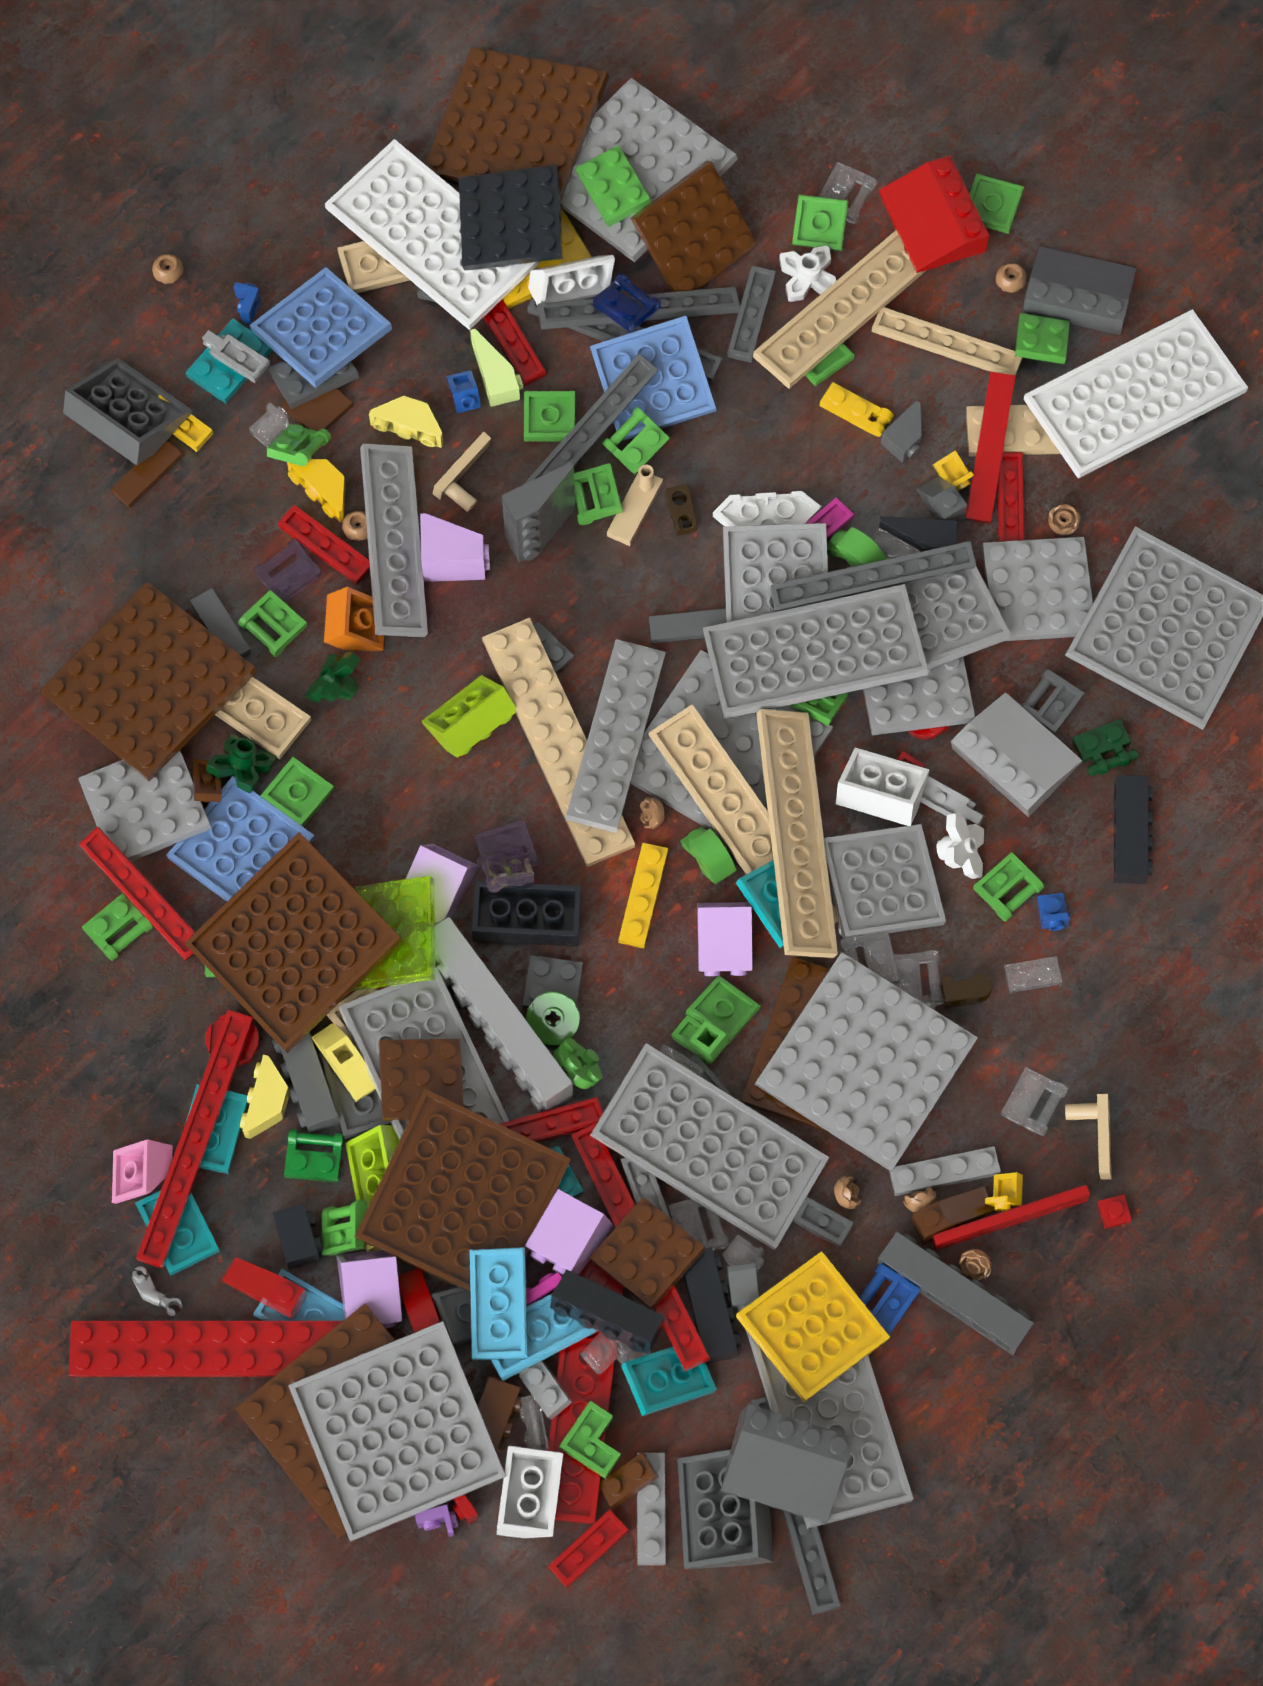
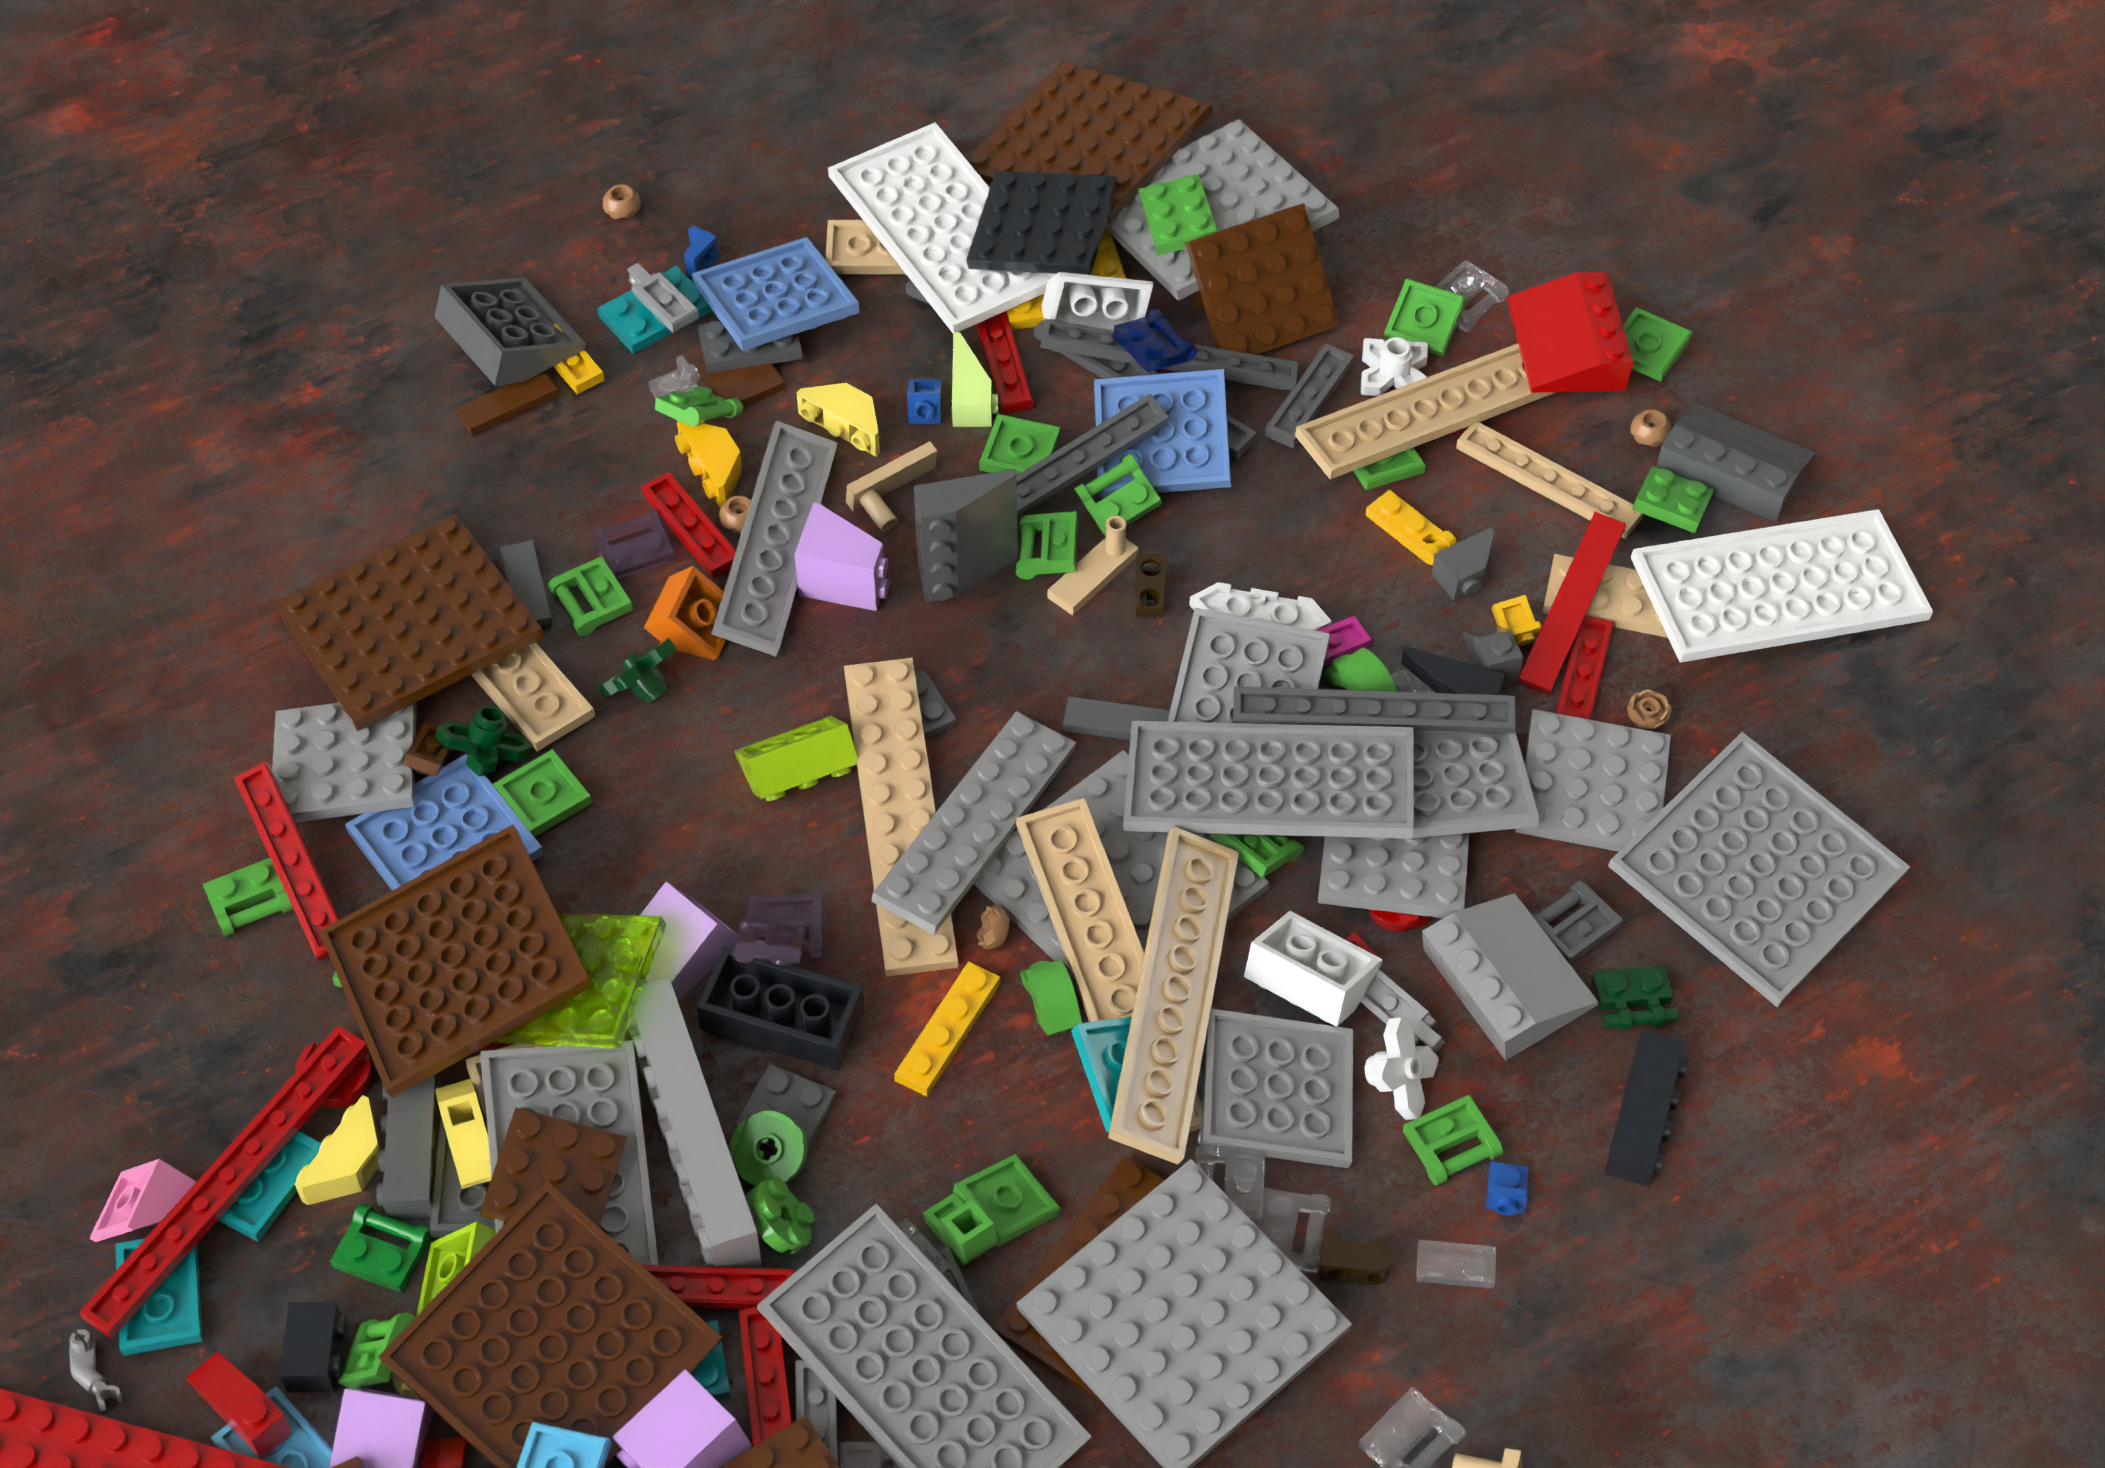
camera: 15 degrees right, 15 degrees down
(724, 938) = (1037, 1105): lavender slope -> none

